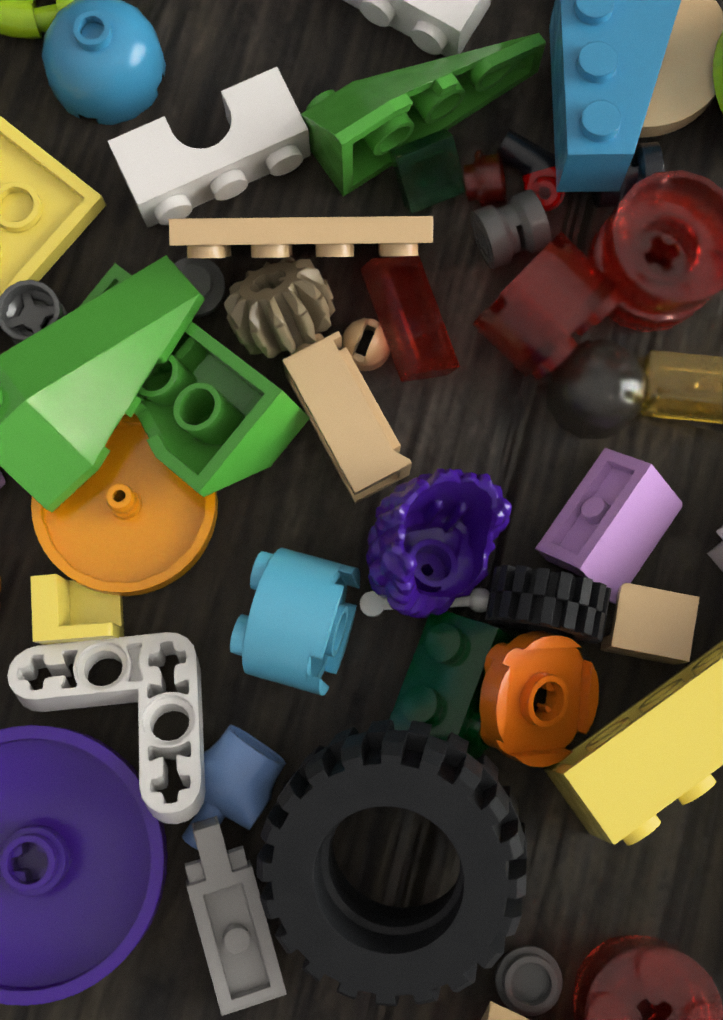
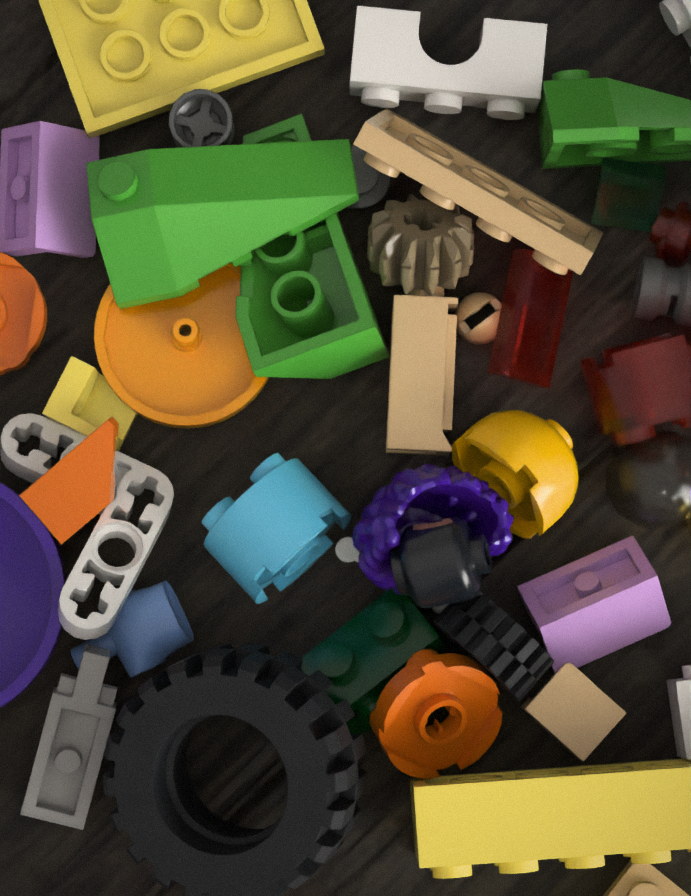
camera: 30 degrees right, 5 degrees up
(100, 685) = (77, 484): none -> orange tile
(462, 560) = (440, 562): none -> black head
(480, 435) = (524, 463): none -> yellow cylinder

